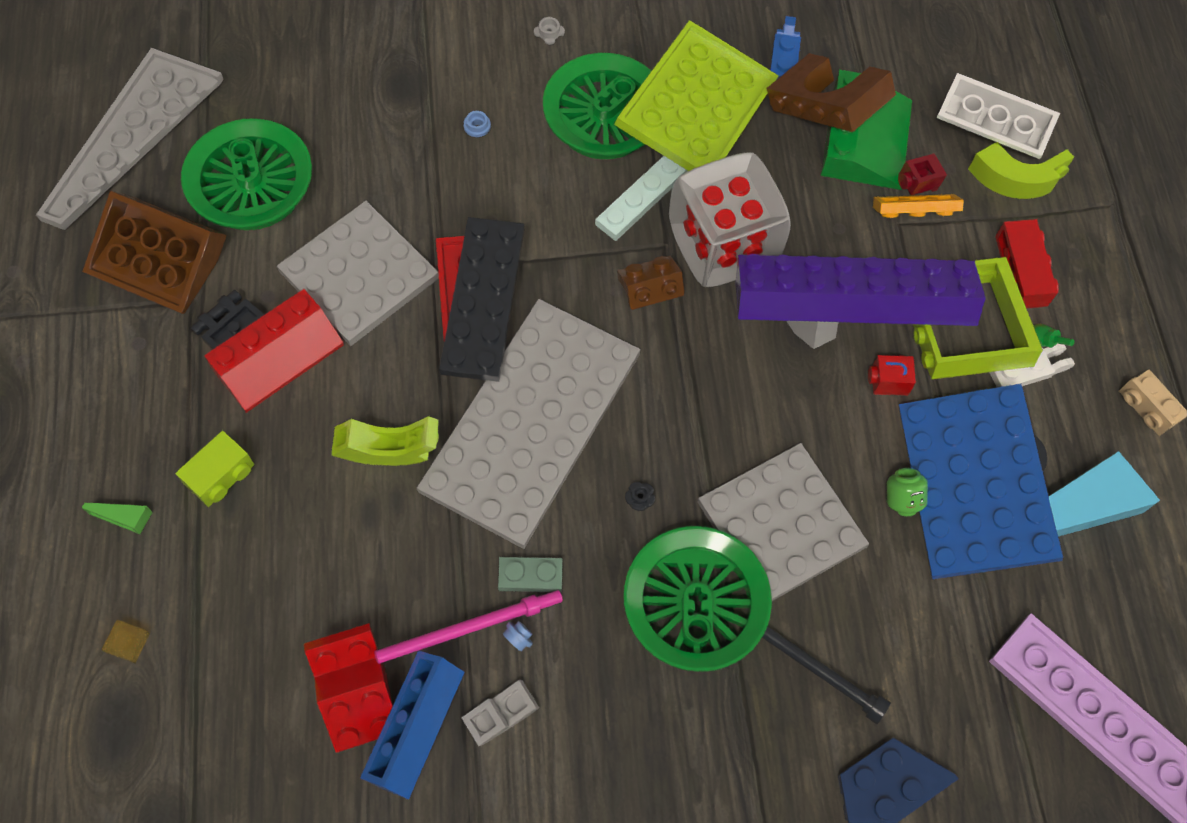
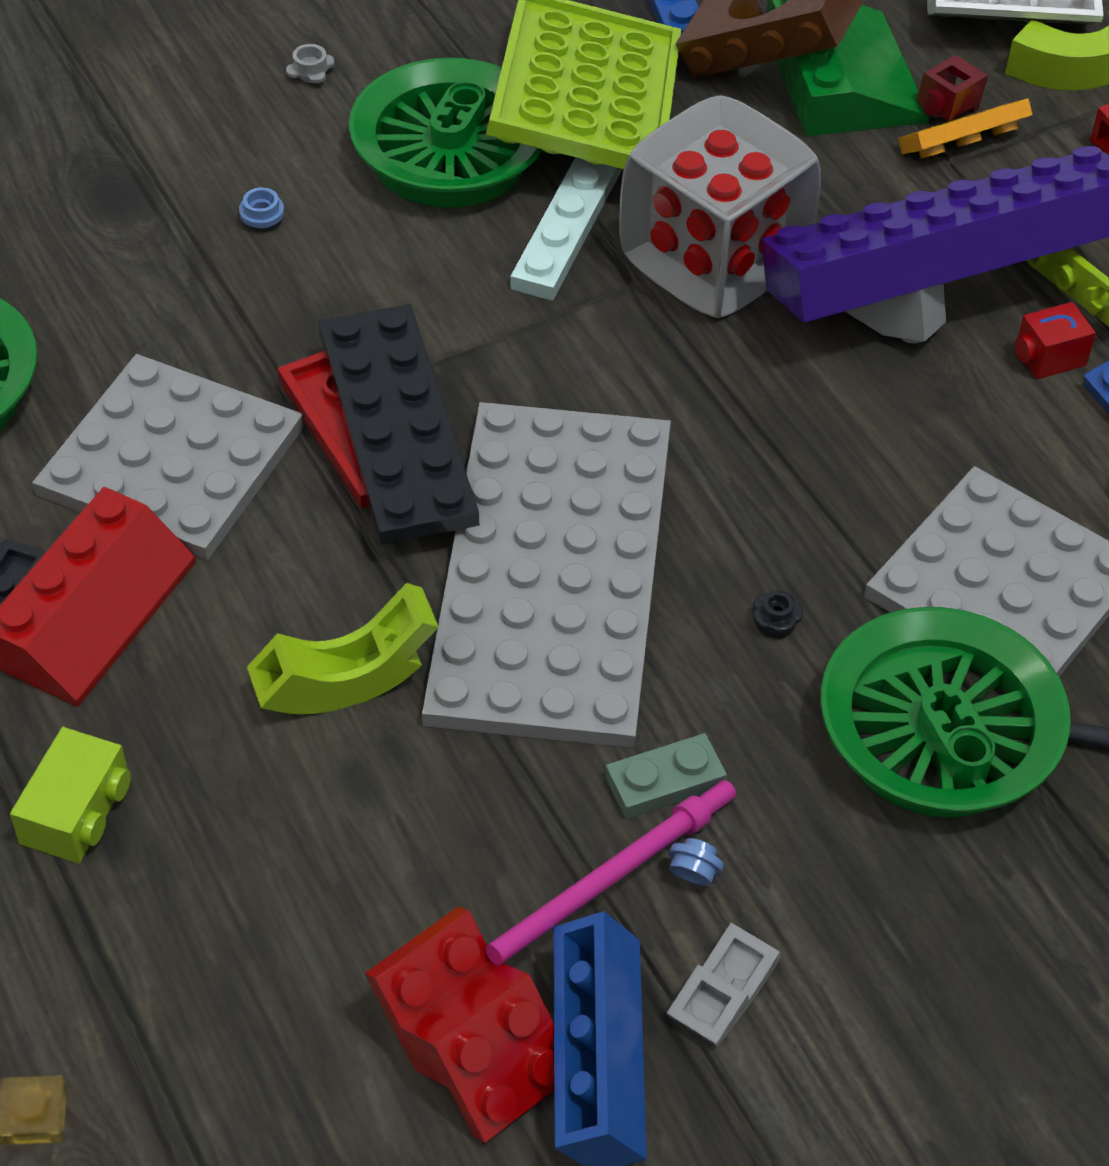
camera: 20 degrees left, 15 degrees down
(651, 282) = (639, 330): reddish brown bracket -> none

